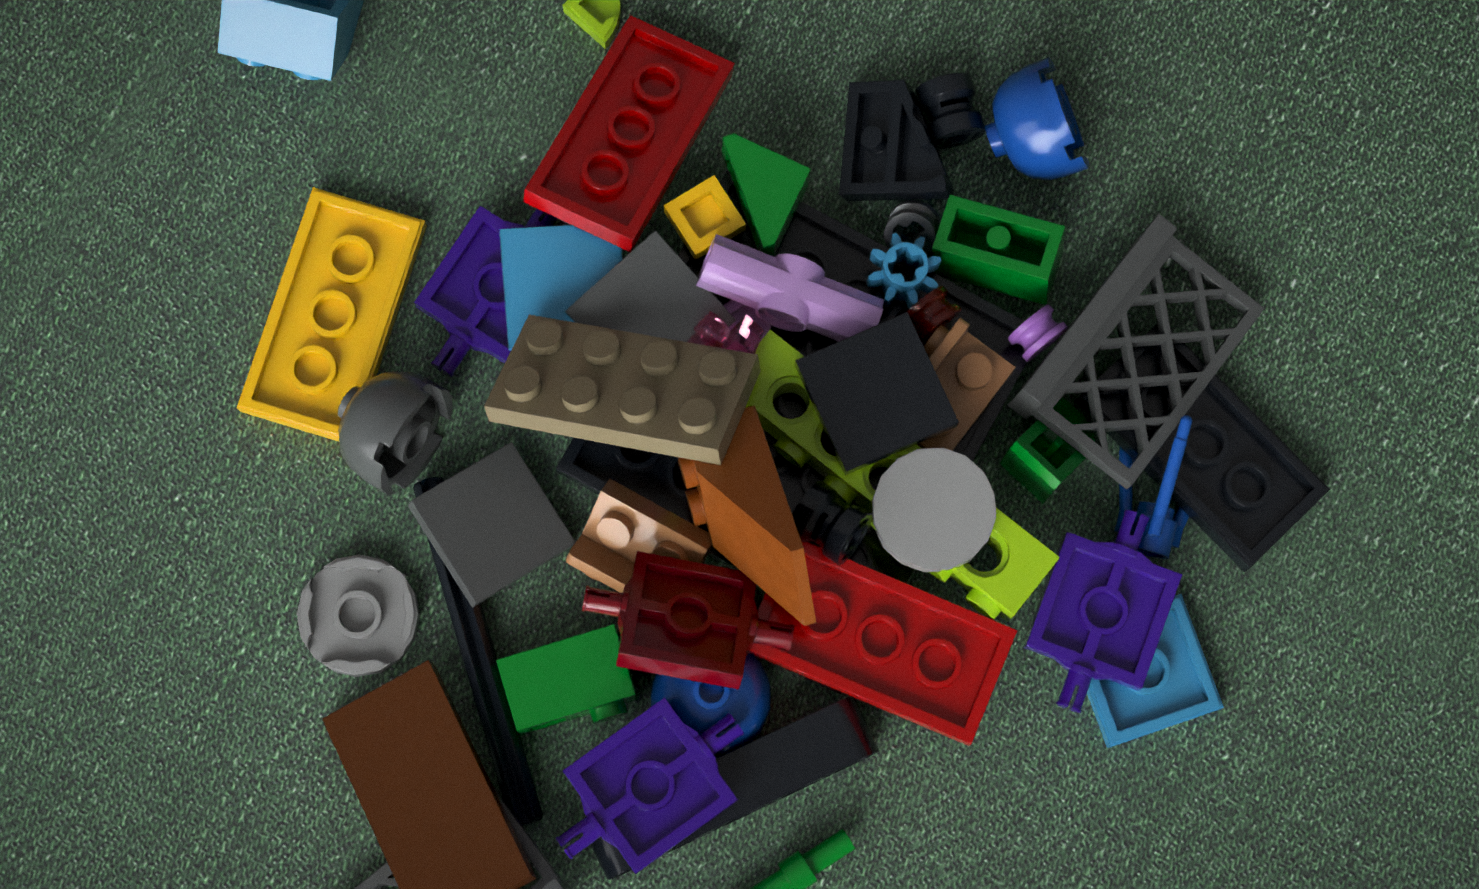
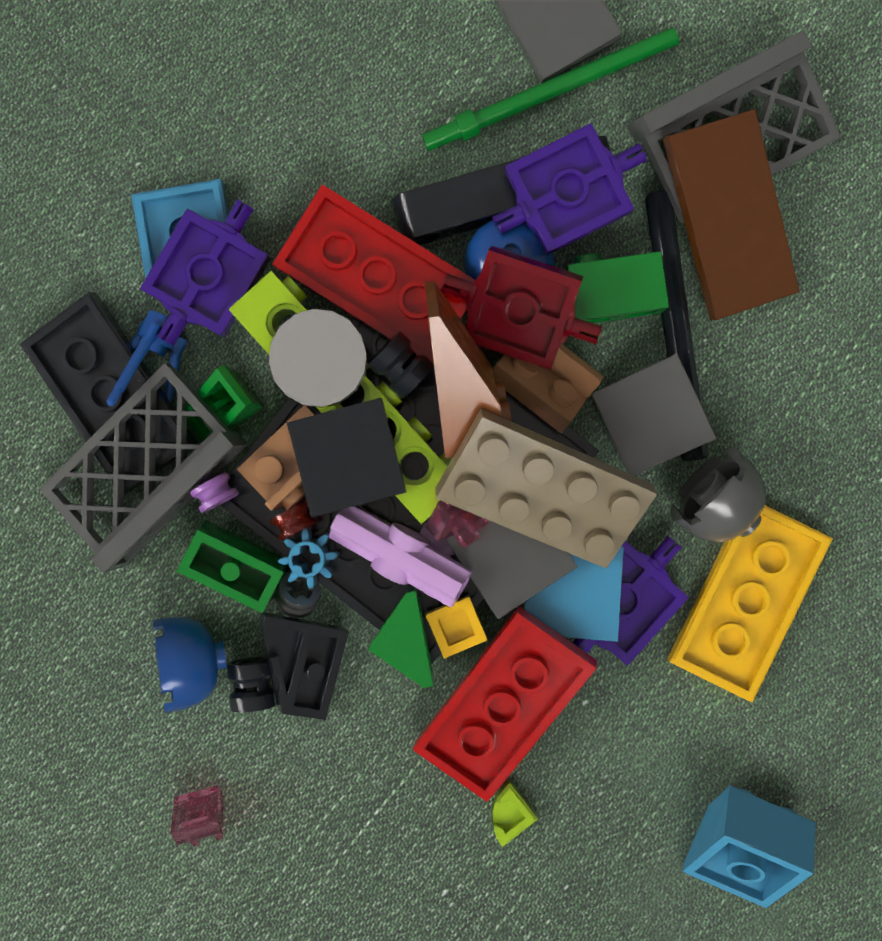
camera: 165 degrees left, 10 degrees up
(358, 615) = (760, 366): light grey tile -> none

